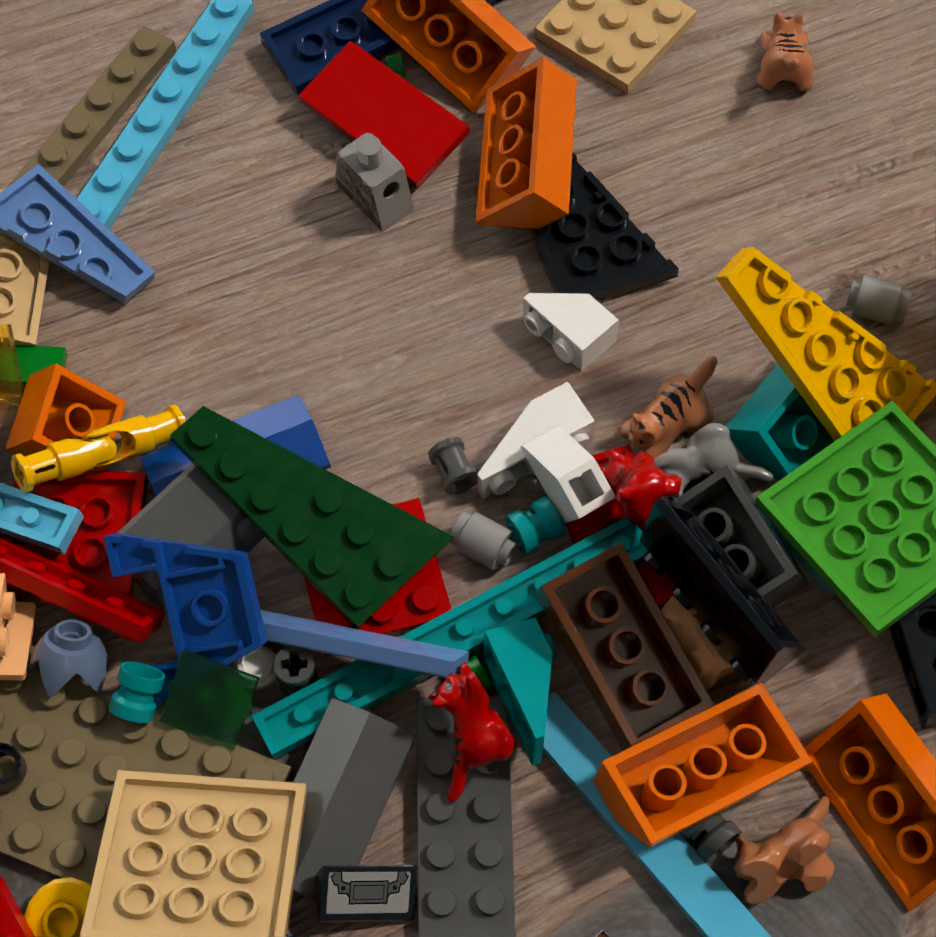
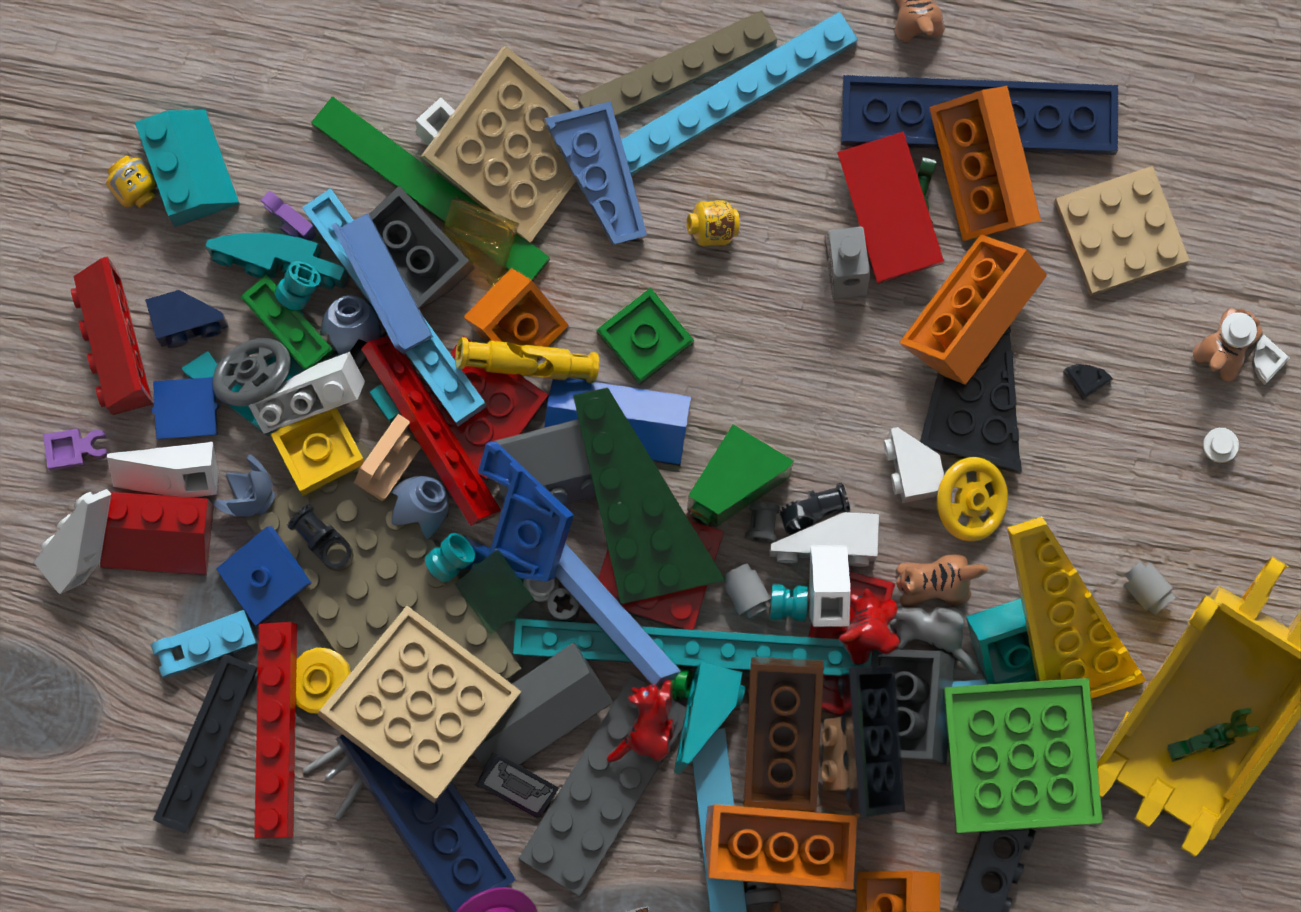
camera: 30 degrees right, 15 degrees up
(213, 367) = (645, 336): none -> green tile
(216, 223) = (713, 223): none -> yellow head
(398, 426) = (735, 476): none -> green slope
(498, 418) = (814, 508): none -> black connector
(649, 318) = (996, 504): none -> yellow plate
(677, 161) = (1087, 379): none -> black tile
(789, 28) = (1238, 330): none -> white plate
(829, 53) = (1267, 359): none -> white tile
(845, 144) = (1220, 445): none -> white plate

